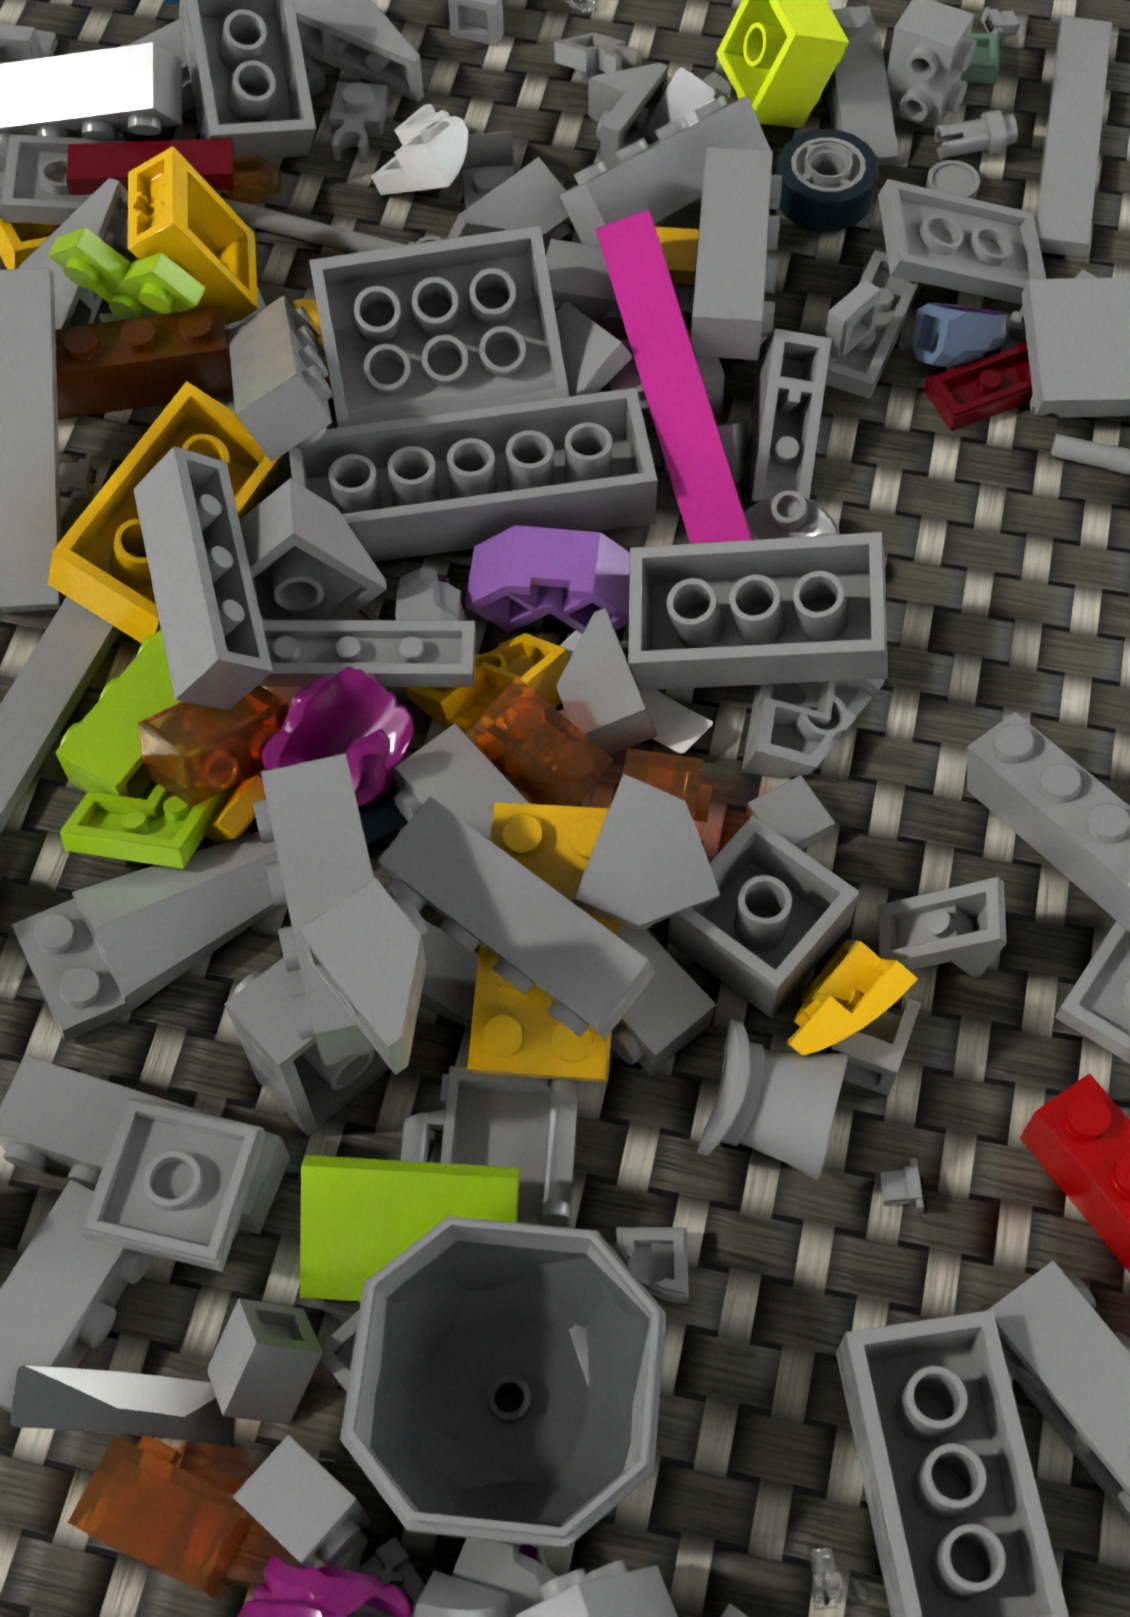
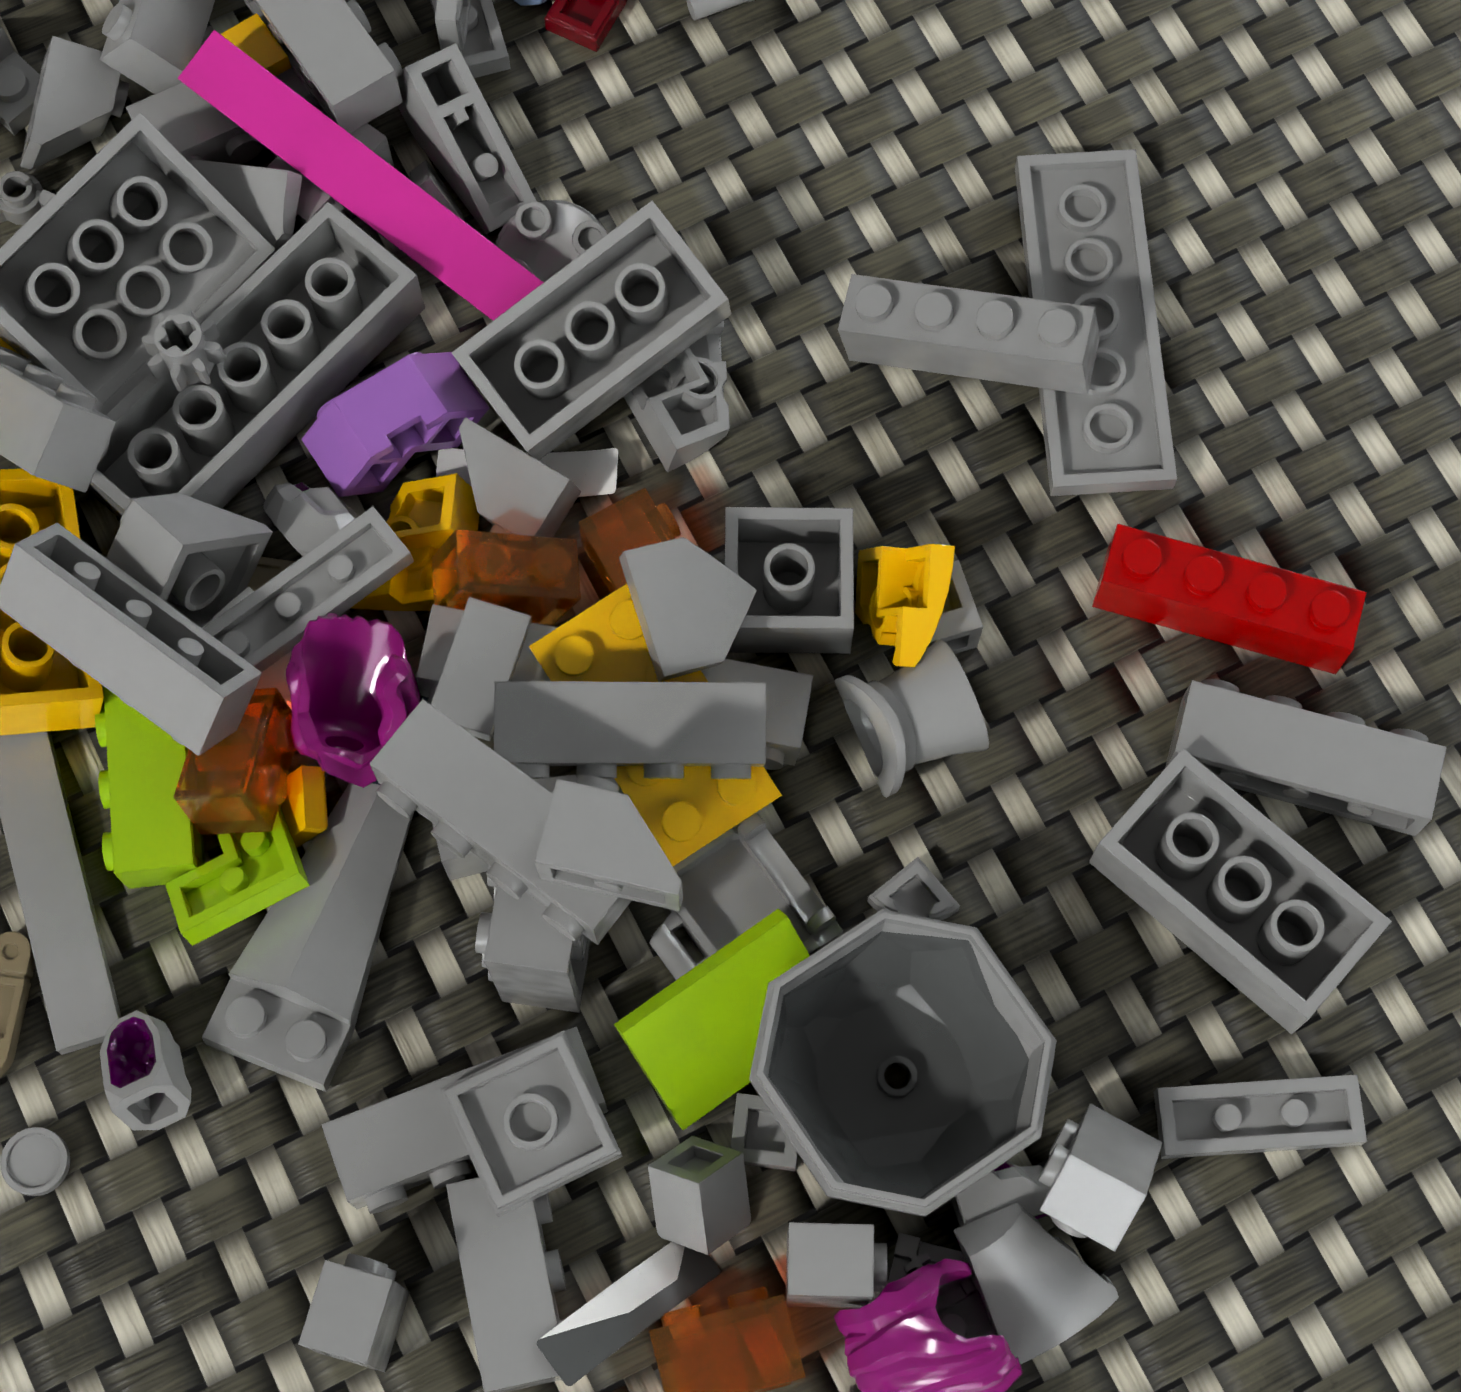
camera: 40 degrees left, 10 degrees up
(432, 412) = (179, 332): none -> light grey gear
(462, 781) = (481, 653): none -> light grey tile
(793, 813) = (736, 479): light grey tile -> none
(827, 1584) = (1205, 1021): clear piece -> none
(903, 1187) = (1042, 706): light grey piece -> none
(946, 926) = (926, 486): light grey slope -> none

